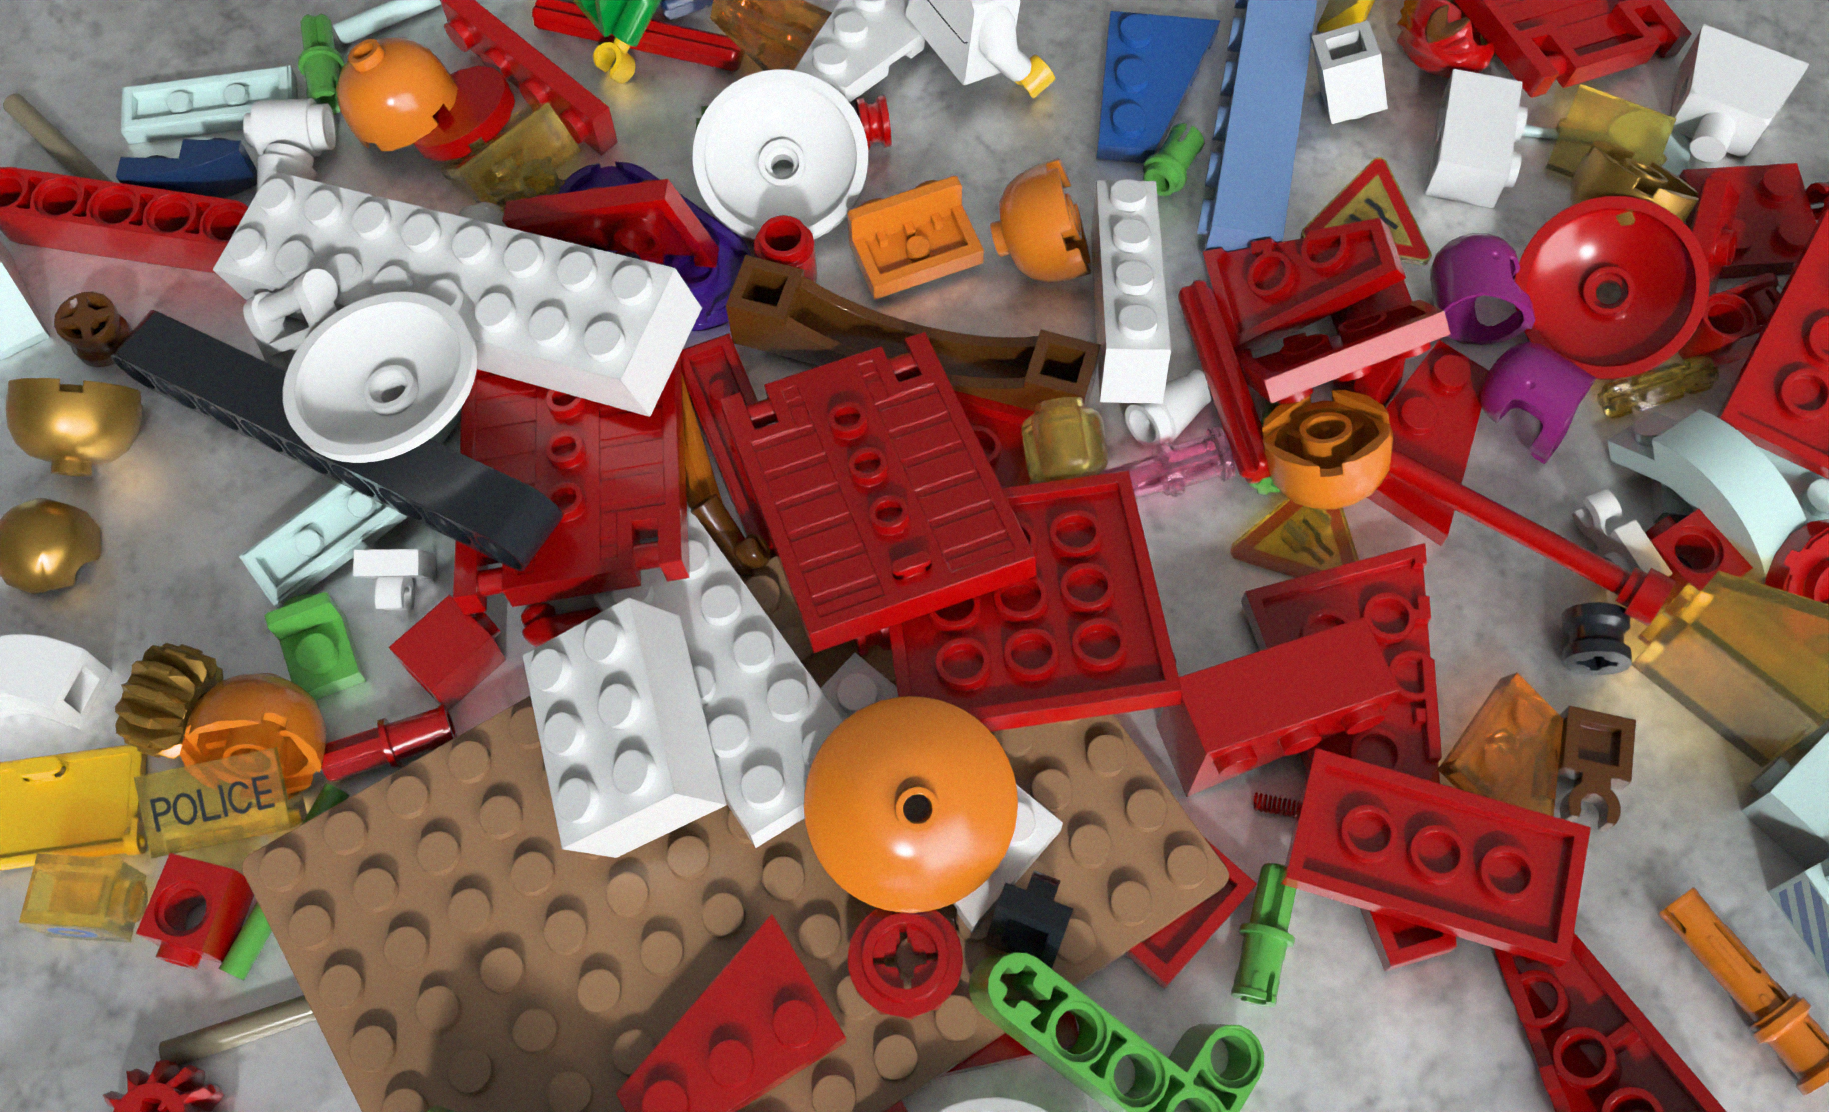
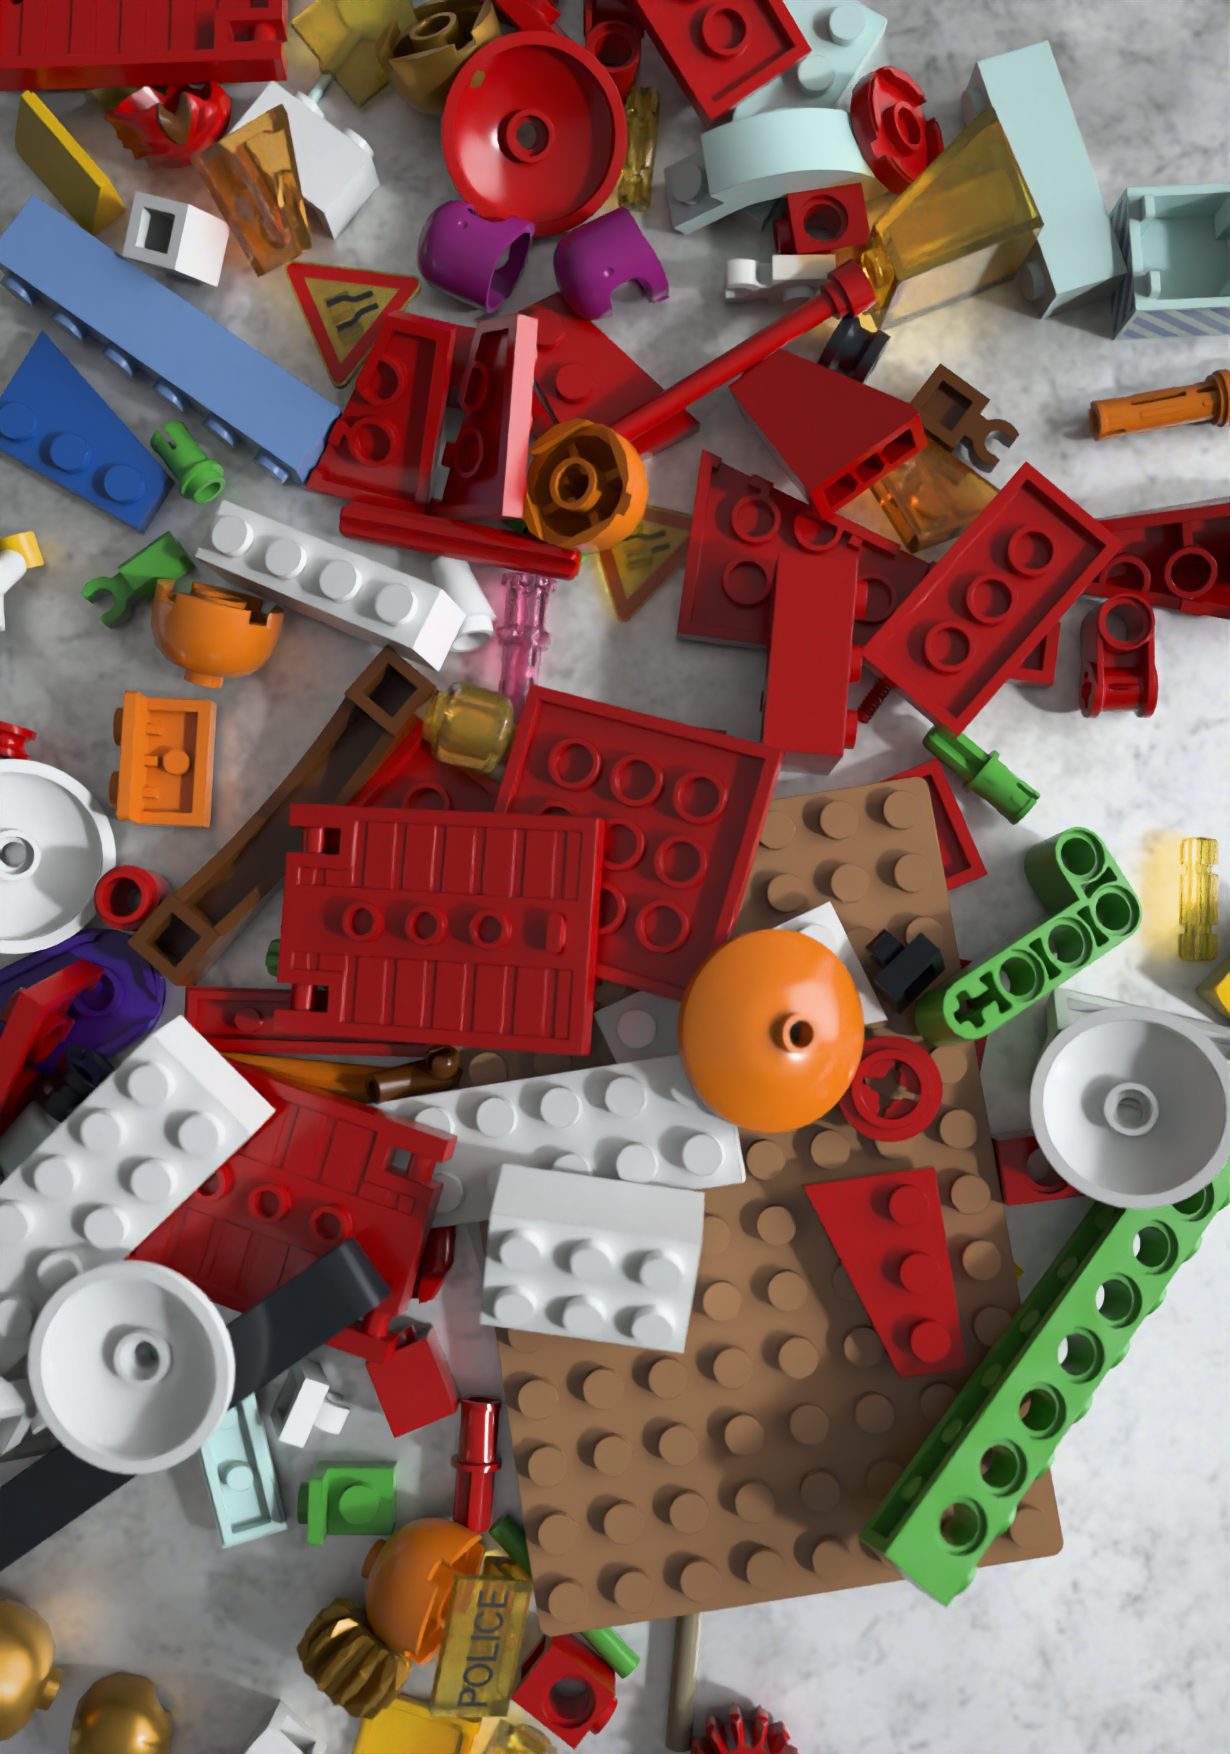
camera: 70 degrees left, 20 degrees up
(1081, 169) = (138, 578): none -> bright green bar
(1427, 104) = (259, 189): none -> clear orange wing
(1444, 1032) = (1117, 663): none -> red piece
(1507, 634) = (826, 427): none -> red slope

